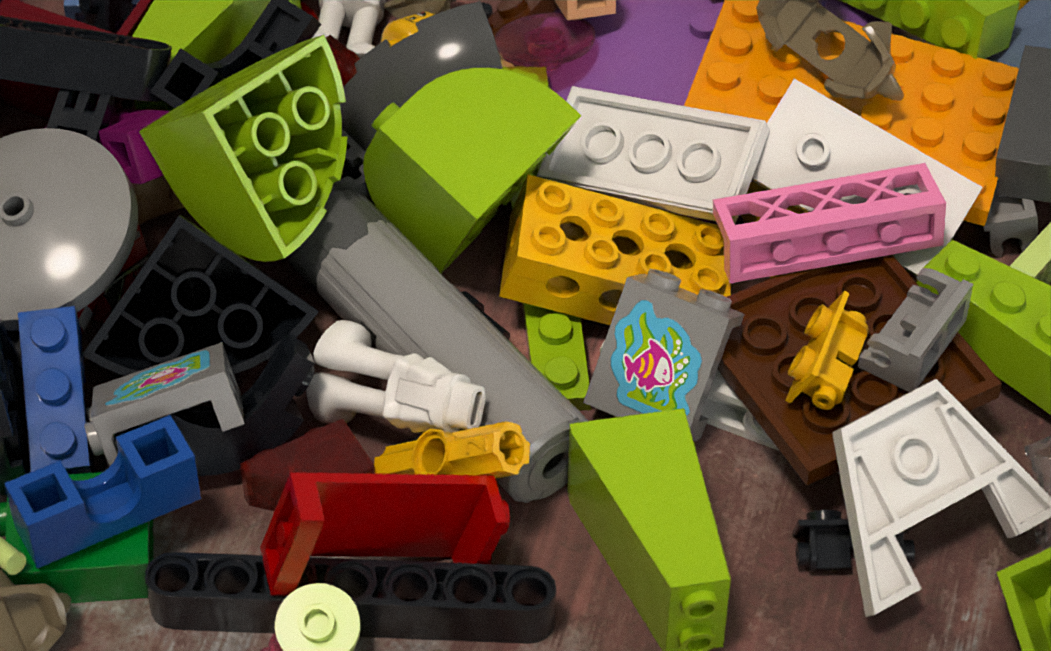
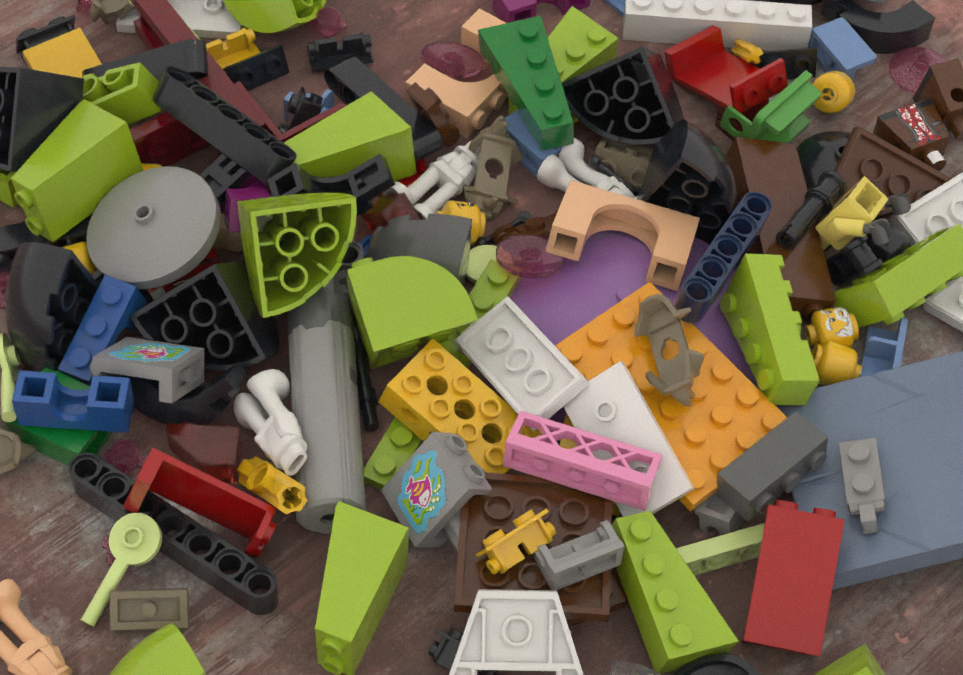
camera: 30 degrees right, 5 degrees up
(205, 531) = (124, 449): none -> clear pink plate

